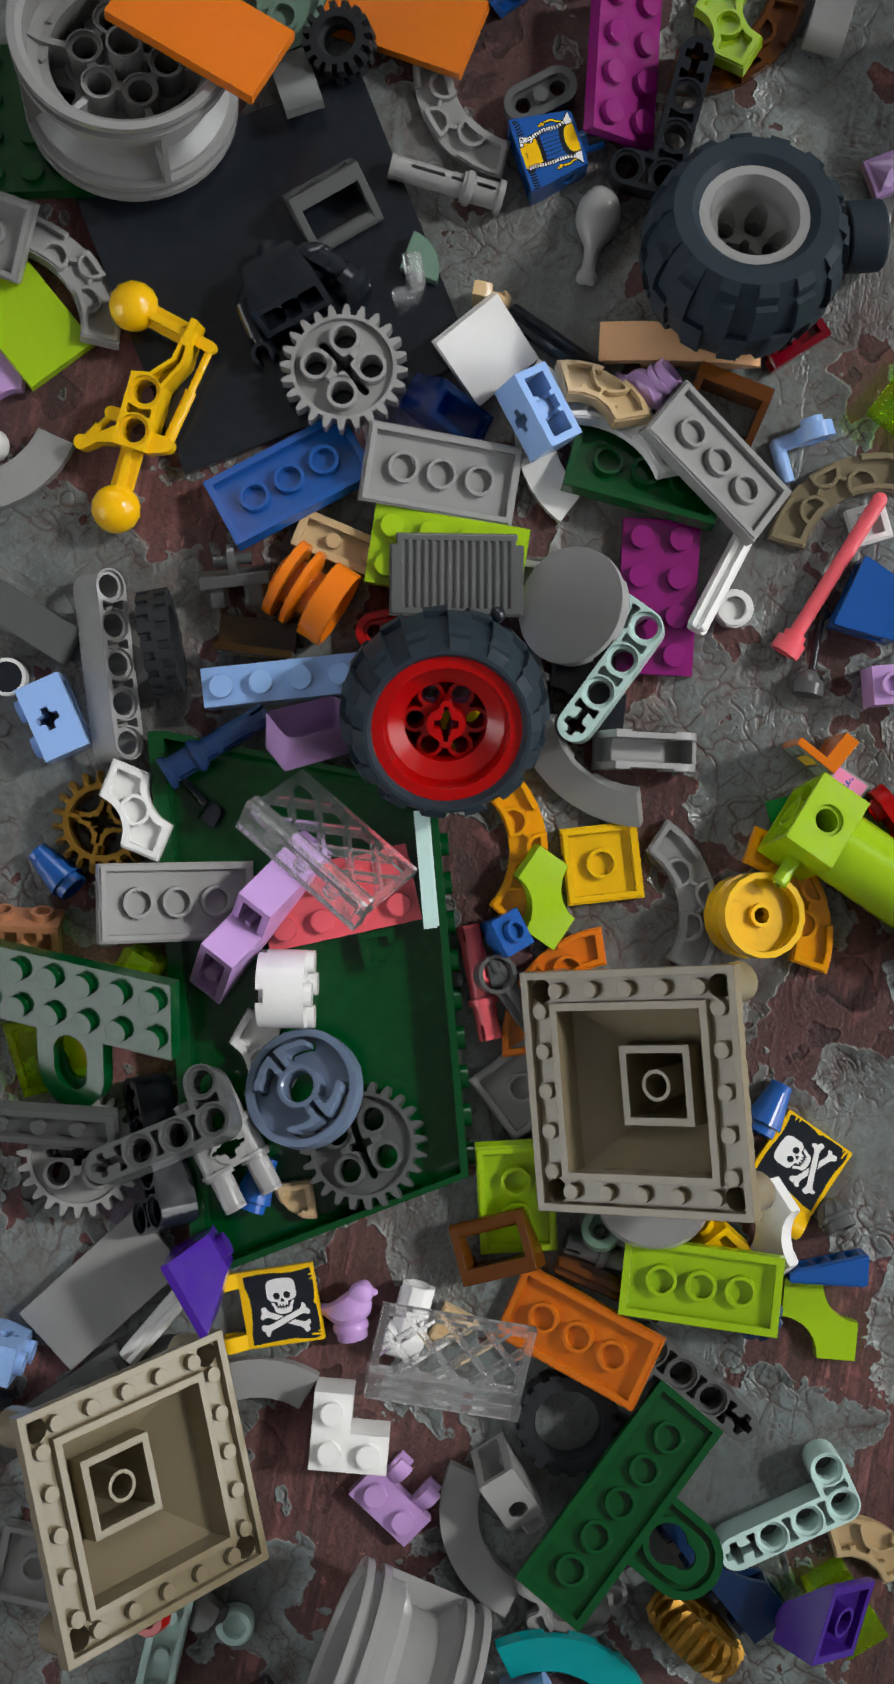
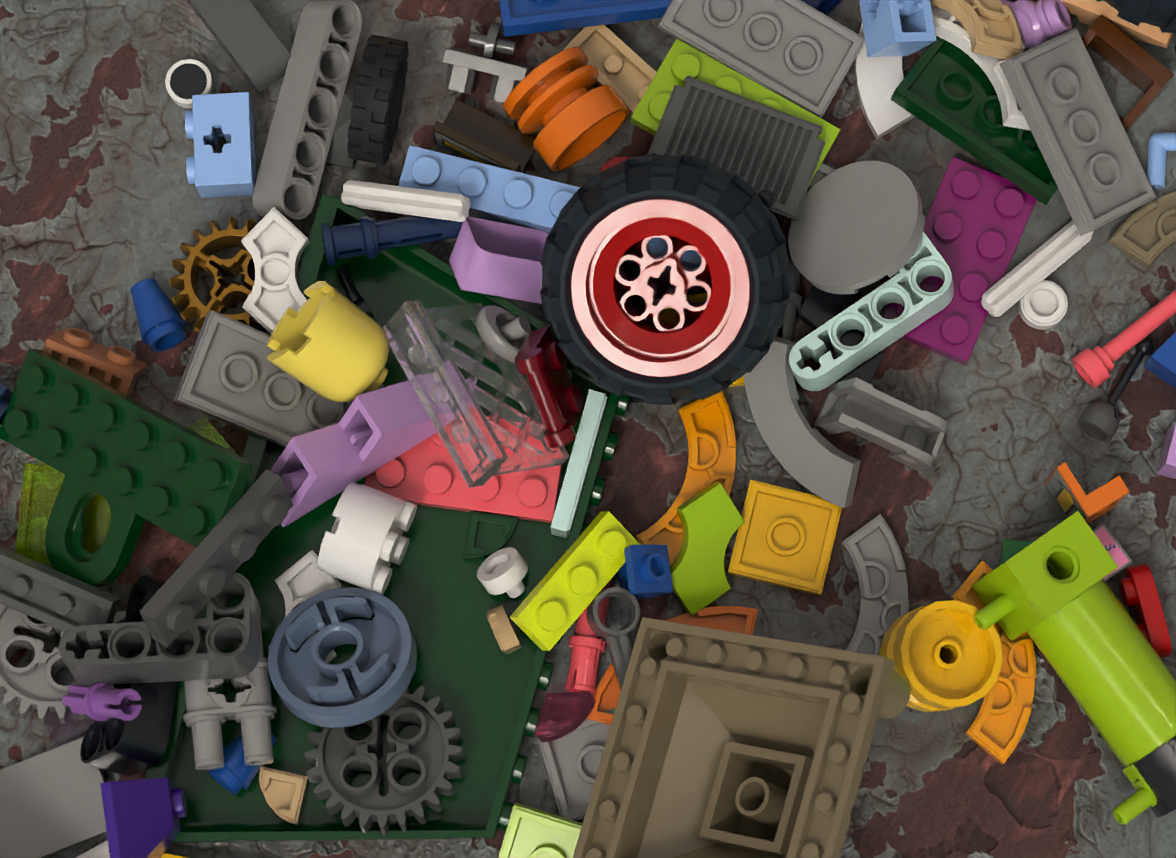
camera: 20 degrees right, 10 degrees down
(137, 1194) = (102, 701): none -> medium lavender axle
(179, 1062) = (216, 558): none -> dark grey plate
(201, 856) = (330, 345): none -> light yellow cylinder
(215, 716) = (406, 200): none -> white axle
(341, 793) = (503, 332): none -> light grey piece
(384, 822) = (555, 395): none -> dark red plate
(399, 972) = (503, 572): none -> white tile
(419, 1018) = (503, 630): none -> tan tile
(457, 962) = (574, 581): none -> neon yellow plate
(484, 1061) = (563, 714): none -> clear pink tile

